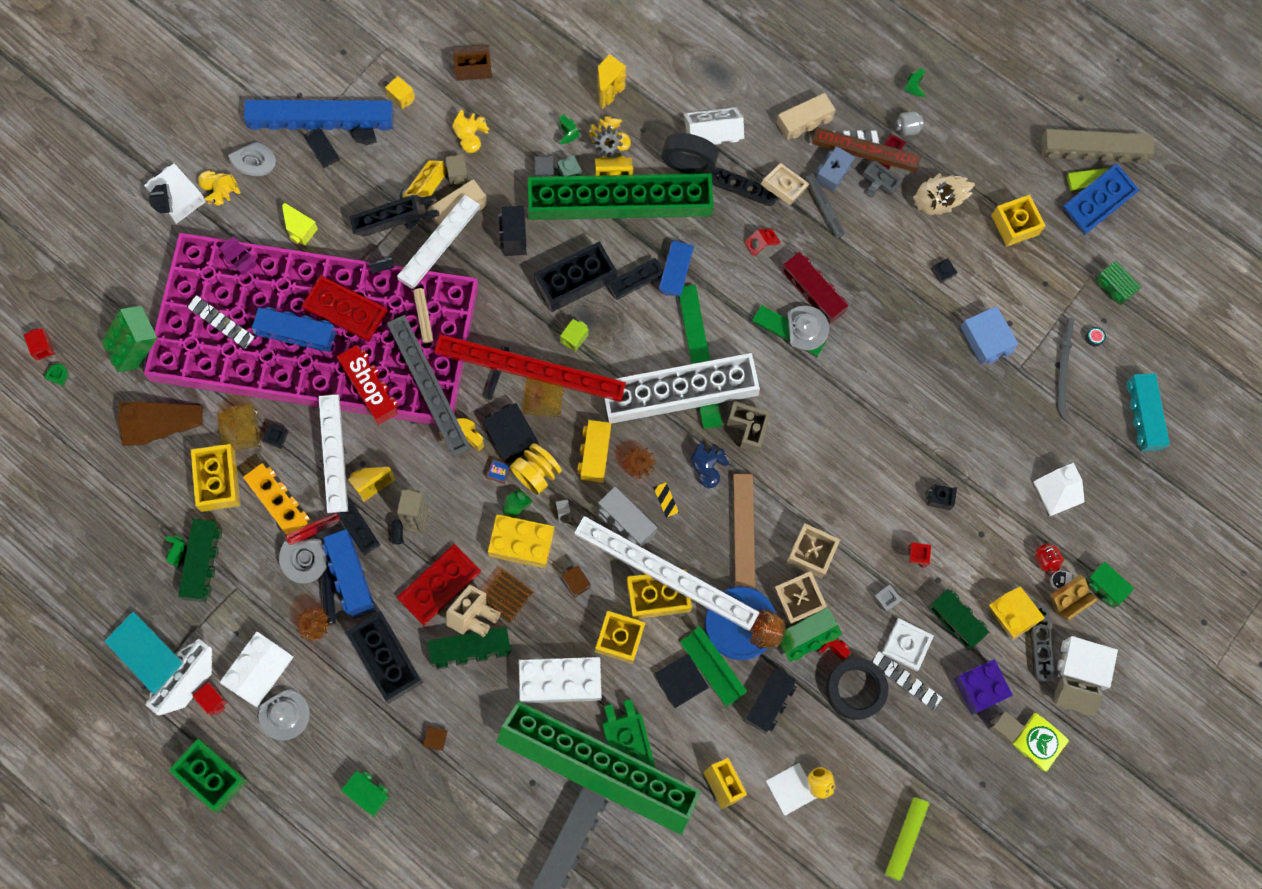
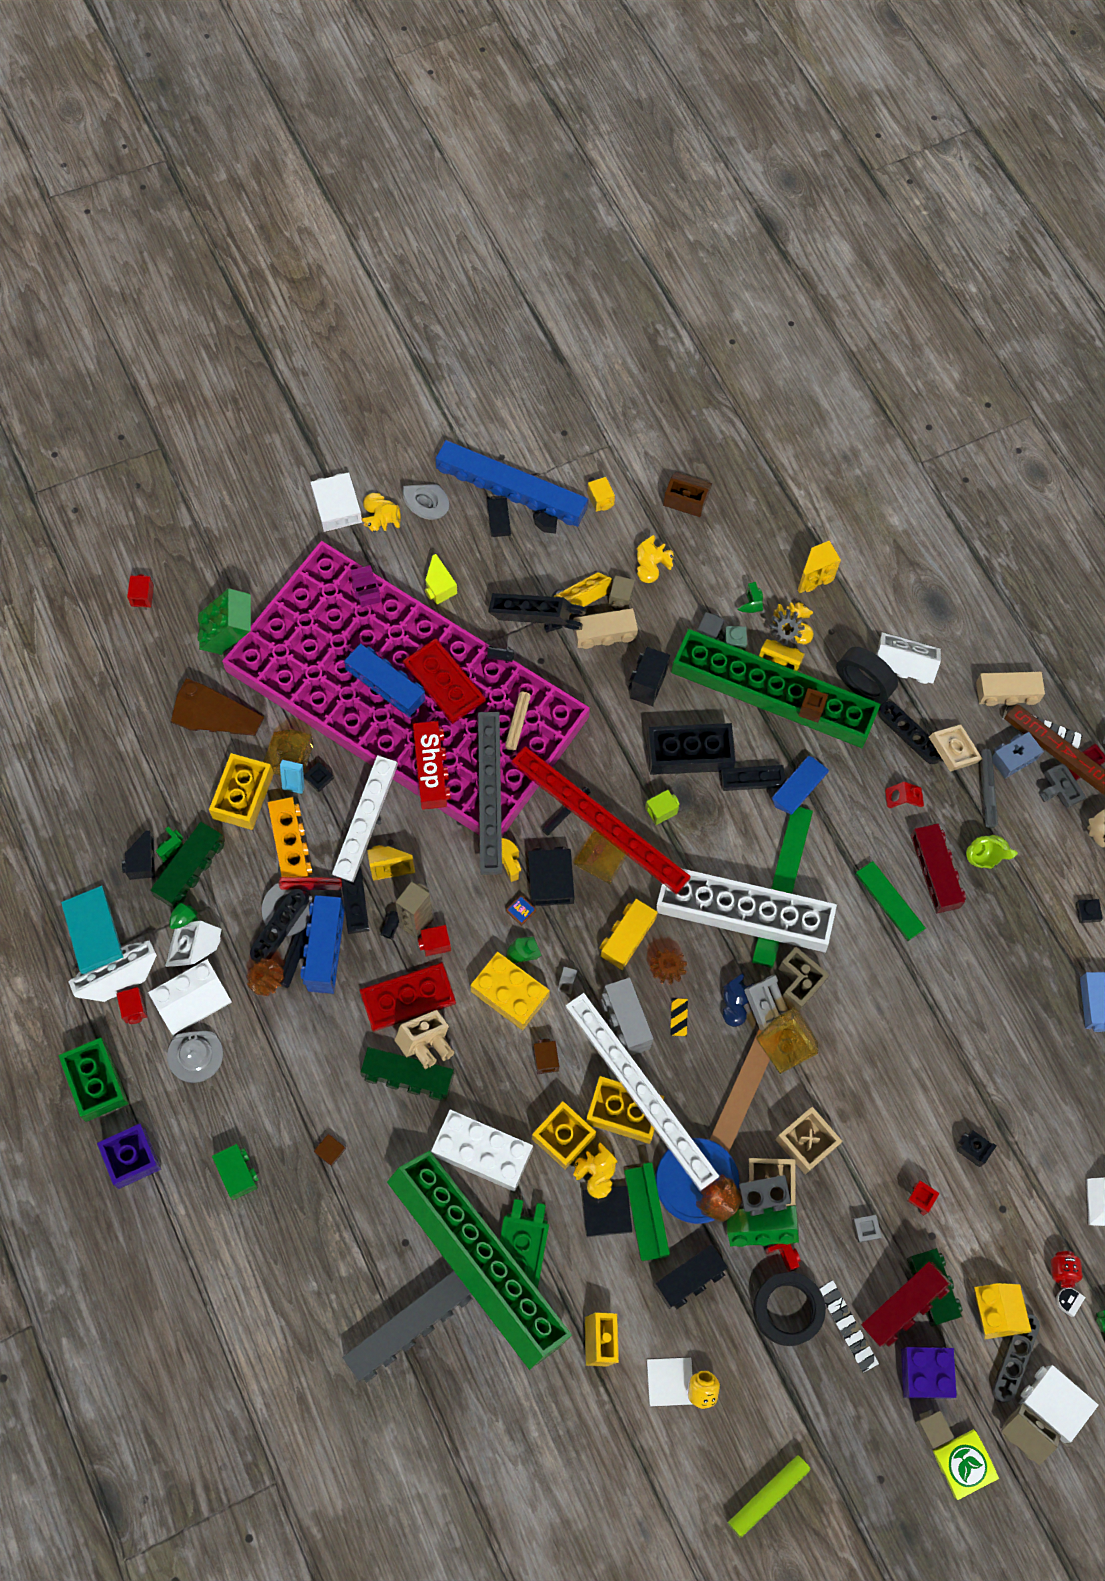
camera: 30 degrees right, 5 degrees down
(57, 374) = (143, 627): green tile -> none
(155, 573) = (140, 858): none -> black slope
(161, 199) = (319, 501): black piece -> none
(217, 605) = (182, 916): none -> green plate
(220, 321) = (318, 642): sticker -> none
(236, 624) = (192, 943): none -> white slope
(253, 446) = (292, 776): none -> medium azure tile
(270, 823) = (129, 1156): none -> dark purple brick
(300, 574) = (282, 928): none -> black beam
(384, 657) = (318, 1044): black brick -> none
(438, 242) = (568, 655): white plate -> none
(439, 528) = (434, 940): none -> red brick
(507, 595) = (470, 1039): clear orange tile -> none
(532, 472) = (557, 924): yellow wheel -> none
(659, 197) = (813, 705): none -> reddish brown panel
(662, 649) = (600, 1167): none -> yellow animal
(729, 459) = (762, 1001): none -> light grey plate
(761, 479) = (788, 1041): none -> clear yellow slope
(797, 605) = (764, 1187): none -> dark grey brick
(807, 327) = (911, 906): light grey hat -> none
(848, 257) = (989, 851): none -> lime hair
(907, 644) = (865, 1288): white tile -> none
(944, 643) = (906, 1304): none -> dark red brick
(1072, 598) = (1073, 1325): pearl gold bracket -> none

